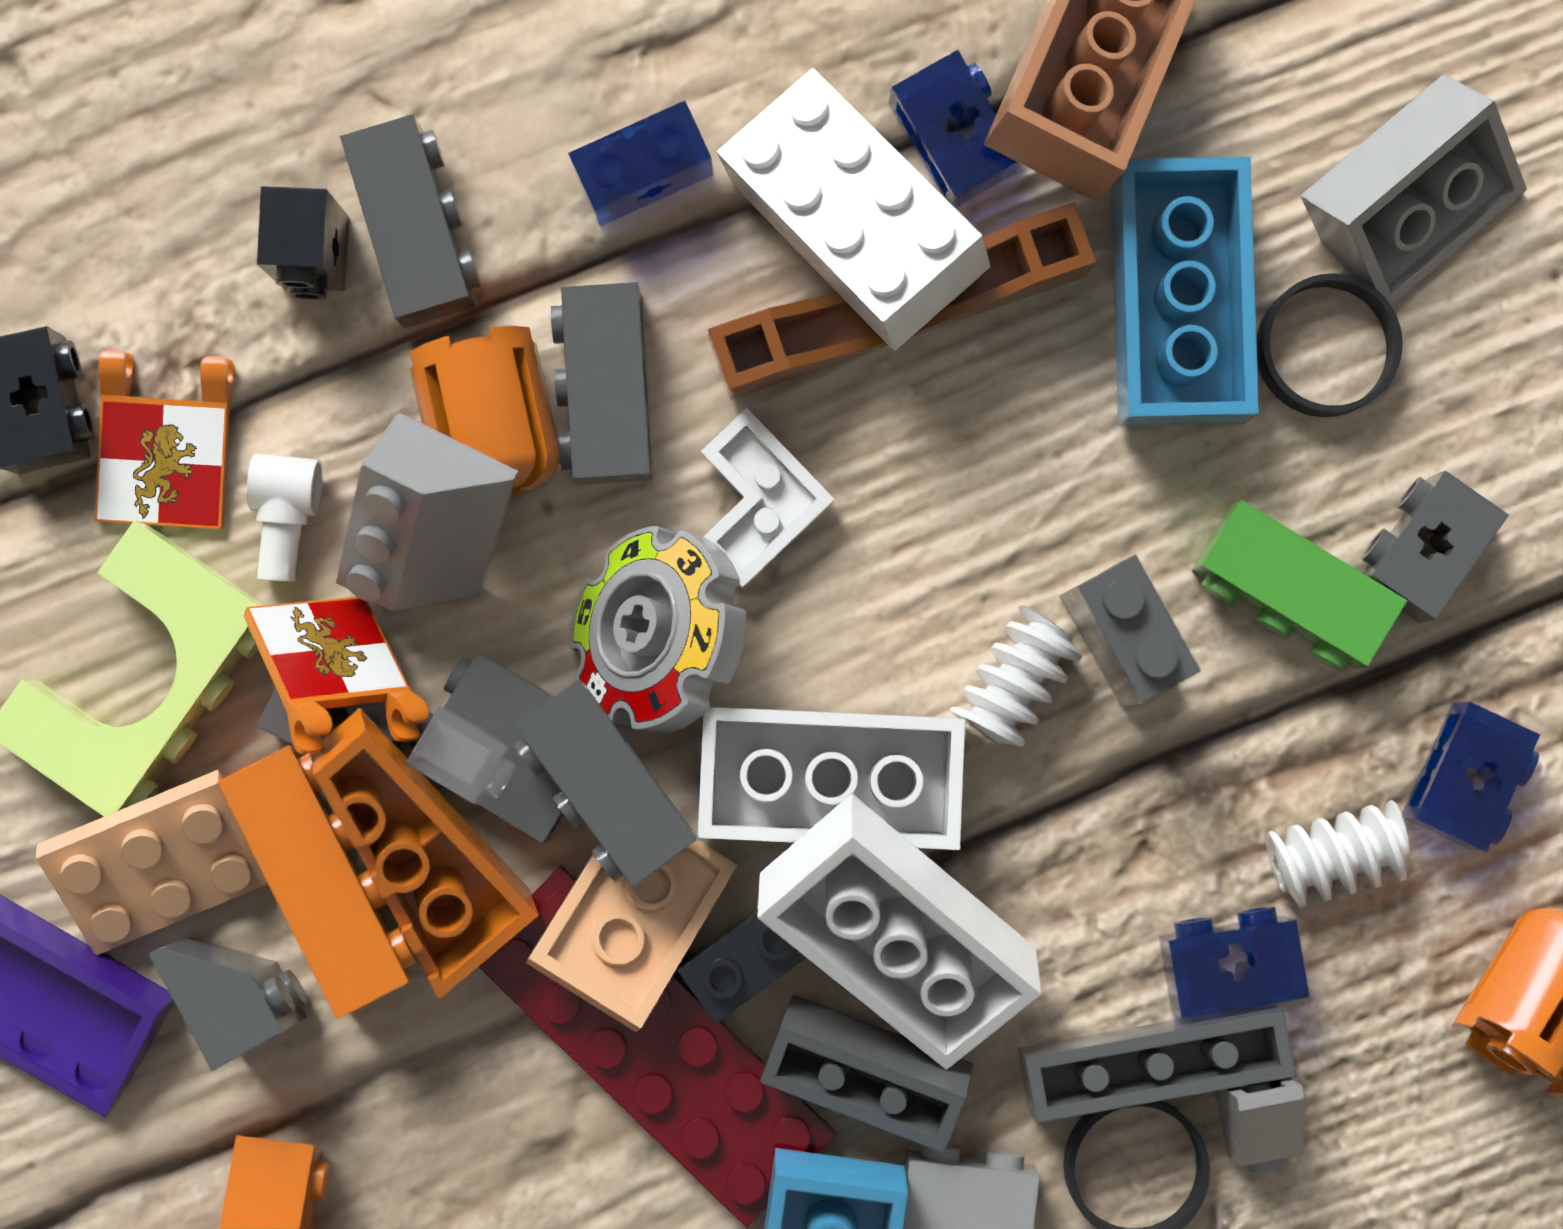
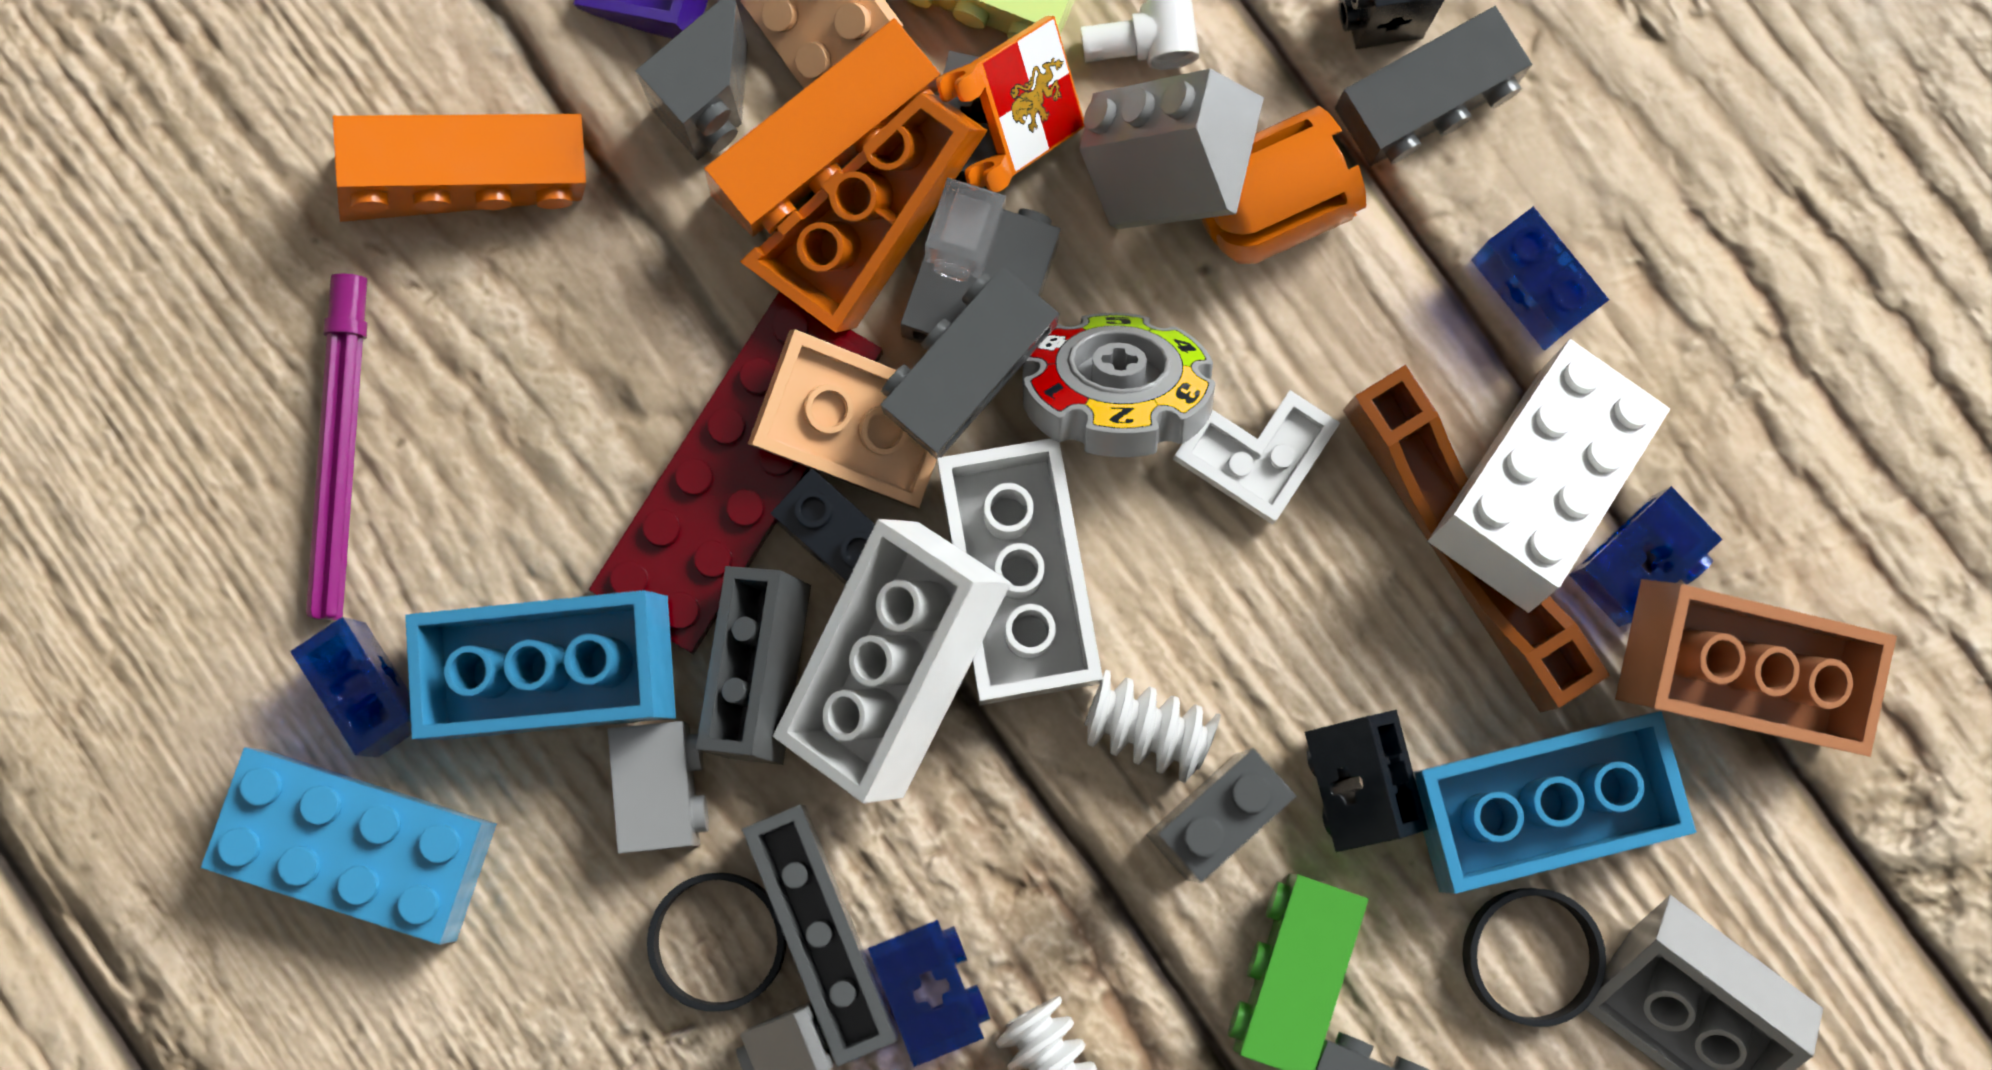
camera: 75 degrees right, 5 degrees down
(603, 383) = (1329, 290): dark grey brick -> none
(1121, 472) = (1387, 803): none -> black brick

